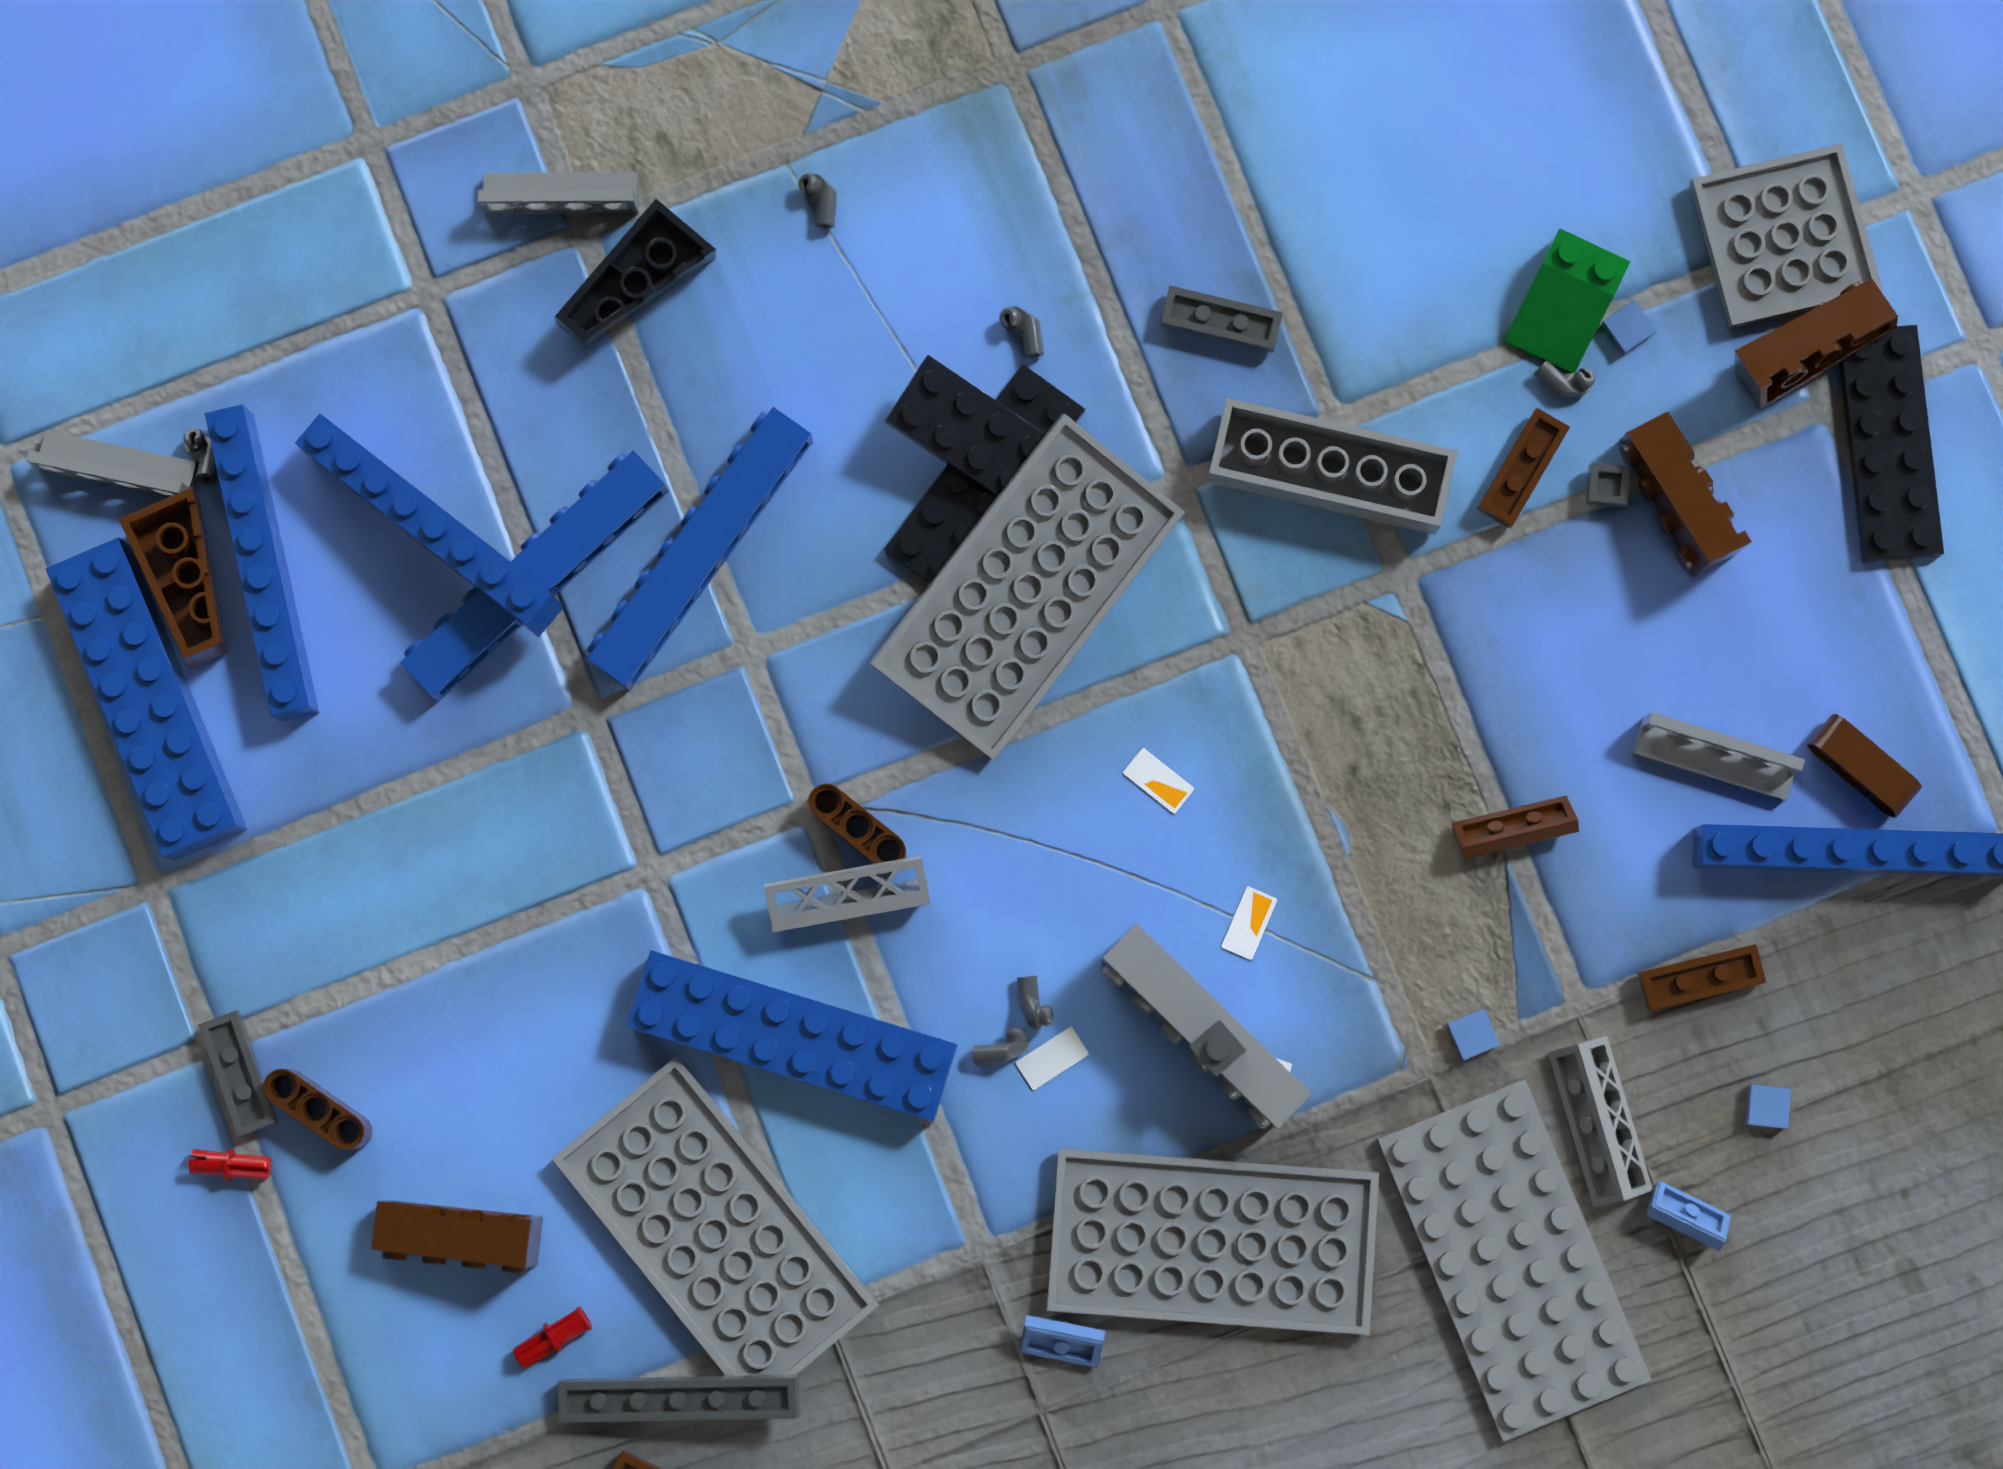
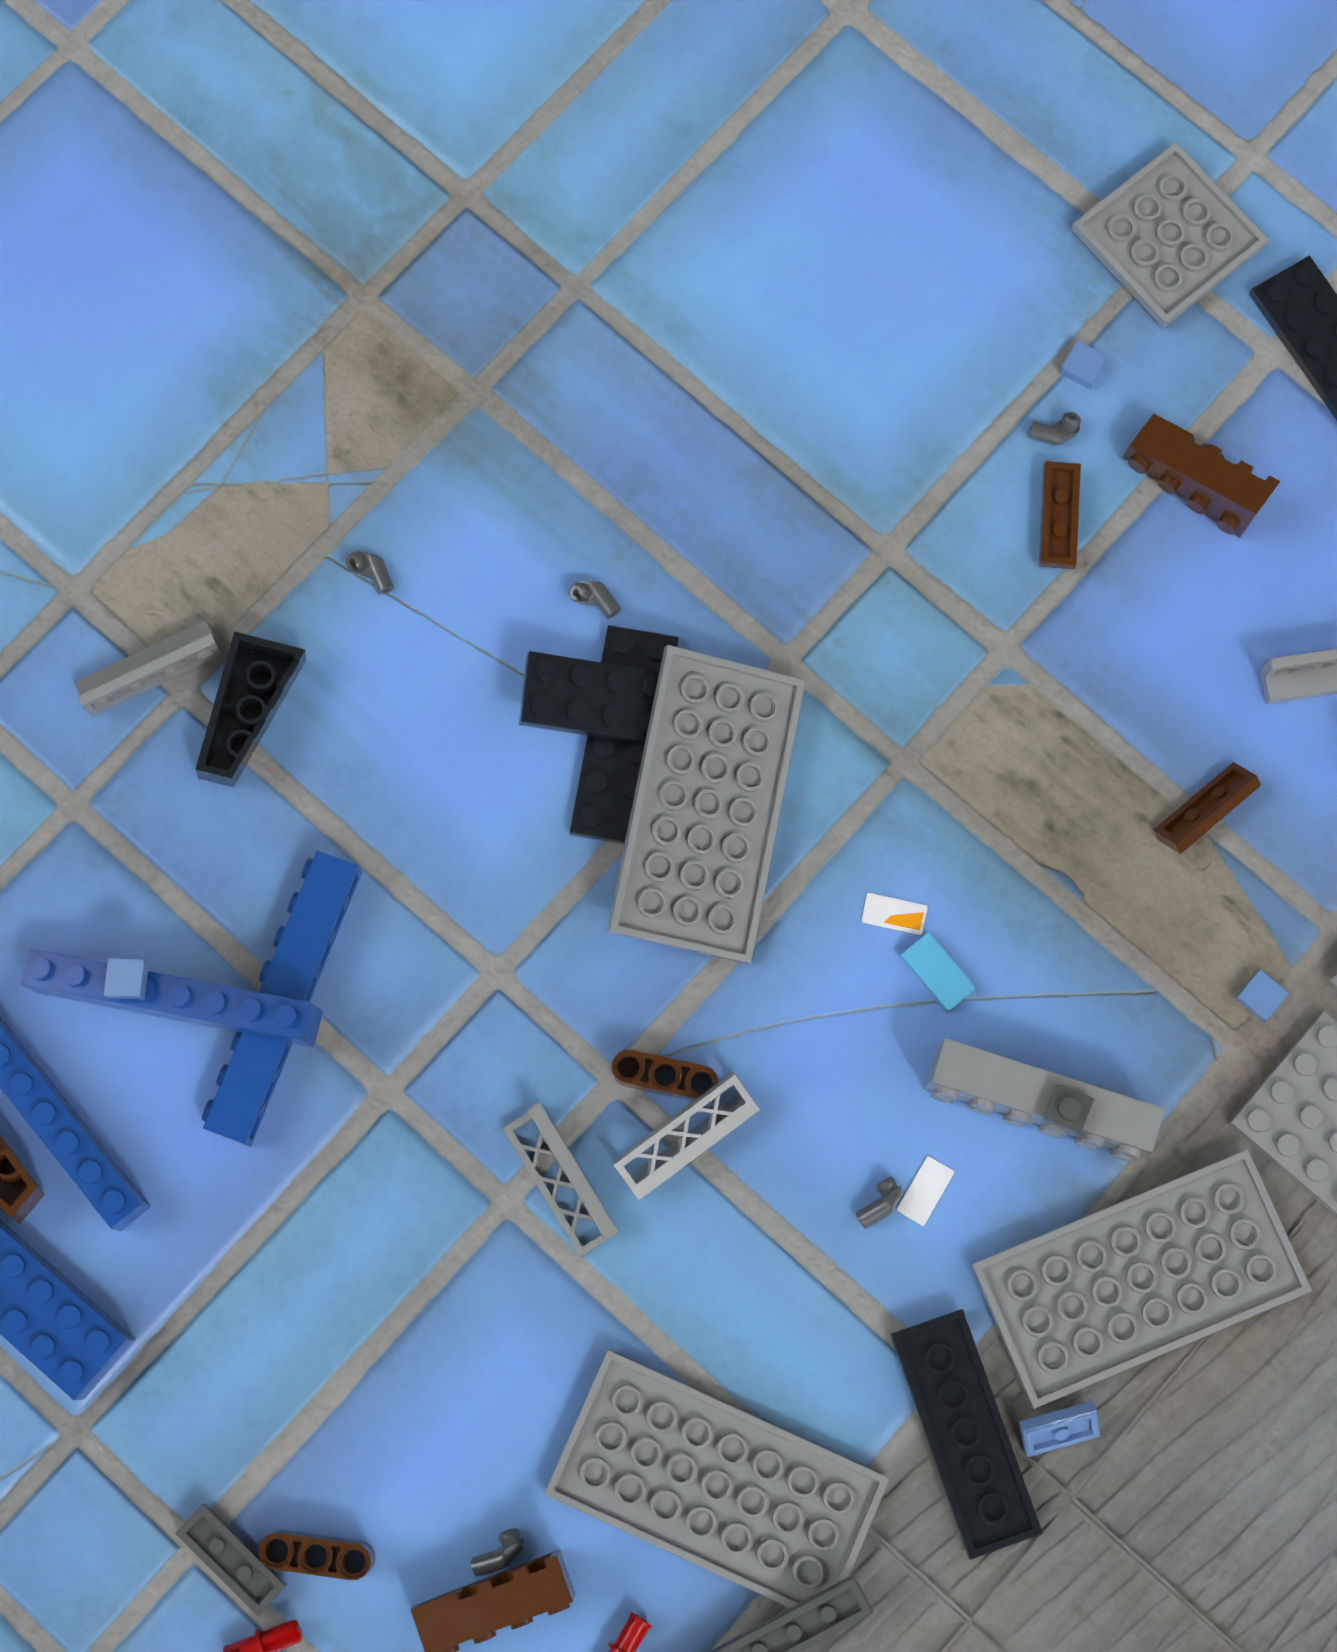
camera: 30 degrees left, 5 degrees down
(393, 487) = (126, 978): none -> medium blue tile
(484, 1196) = (501, 1557): none -> dark grey arm
(700, 547) = (413, 907): blue brick -> none
(725, 873) = (573, 1173): none -> light grey fence
(792, 1035) = (699, 1281): blue brick -> none
(971, 1301) = (966, 1434): none -> black plate
(1030, 1005) = (884, 1154): dark grey arm -> none
(1170, 857) = (937, 972): none -> medium azure tile
(1221, 319) = (753, 511): dark grey plate -> none
(1249, 923) = (1030, 995): white sticker -> none
(1332, 466) = (906, 586): light grey brick -> none
(1566, 301) = (1024, 365): green slope -> none
(1608, 485) = (1134, 496): dark grey plate -> none
(1813, 342) = (1239, 305): reddish brown wedge -> none

